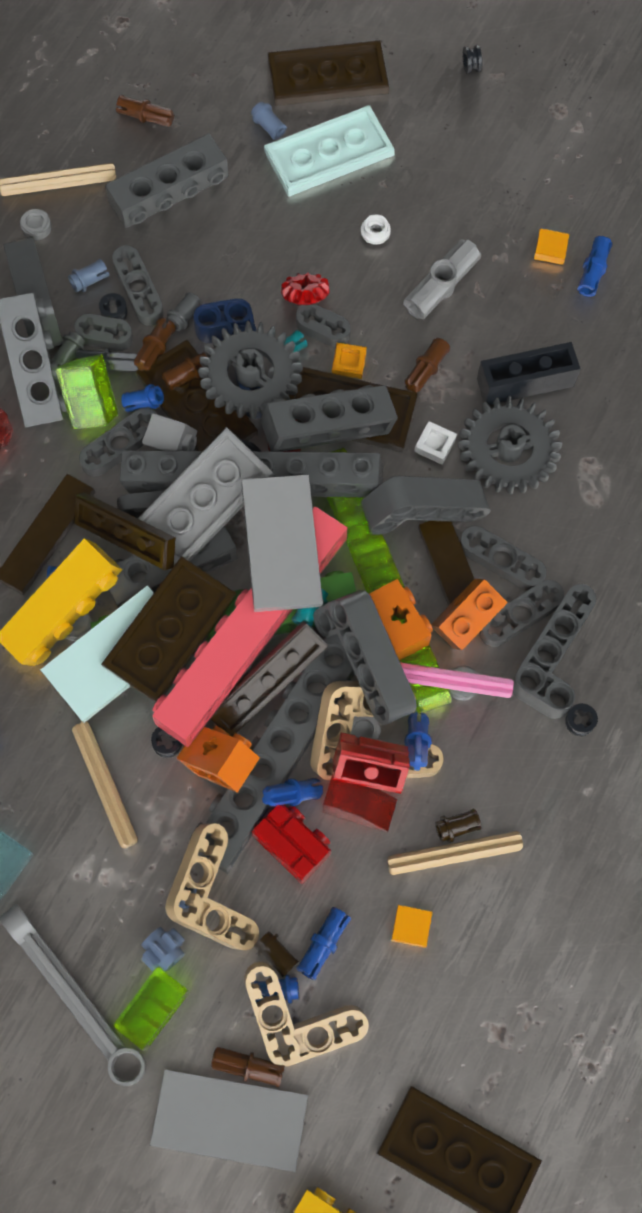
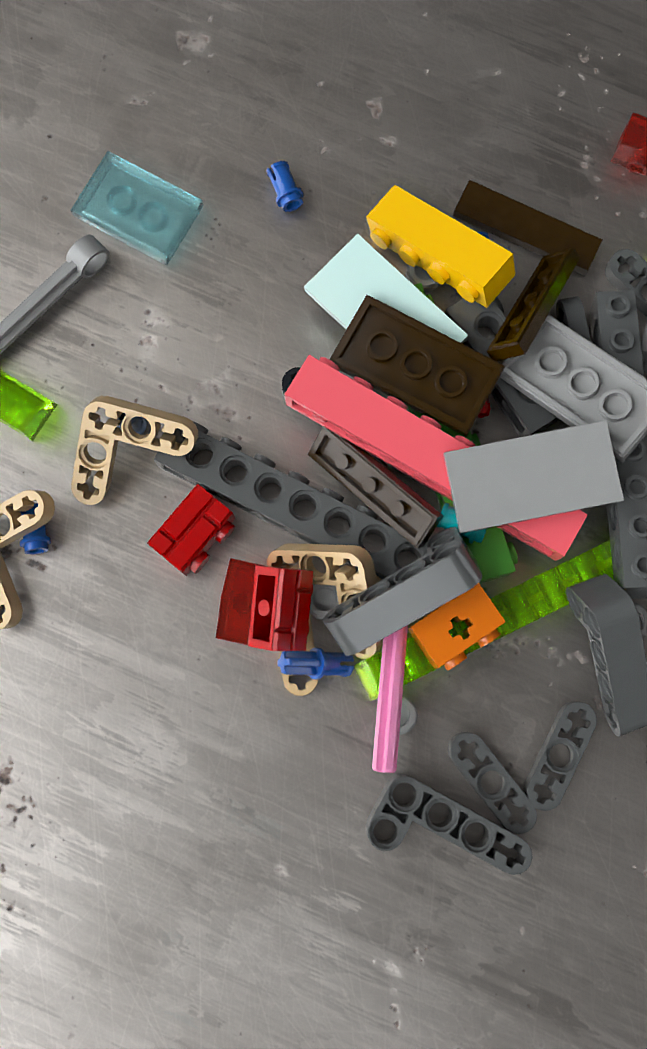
camera: 85 degrees right, 10 degrees up
(105, 785) = (244, 326): tan axle -> none
(163, 949) = (67, 404): sand blue gear -> none
(220, 757) = (276, 440): orange brick -> none
(275, 953) = (72, 525): dark brown pin -> none
(292, 792) = (244, 524): blue axle -> none
(323, 943) = (85, 575): blue pin -> none
(411, 926) = (110, 671): light orange tile -> none
(446, 557) = (543, 692): dark brown tile -> none
(455, 853) = (195, 717): tan axle -> none
(457, 825) = (226, 717): dark brown pin -> none
(468, 614) = (477, 715): orange brick -> none
(583, 710) = (352, 858): black bush -> none

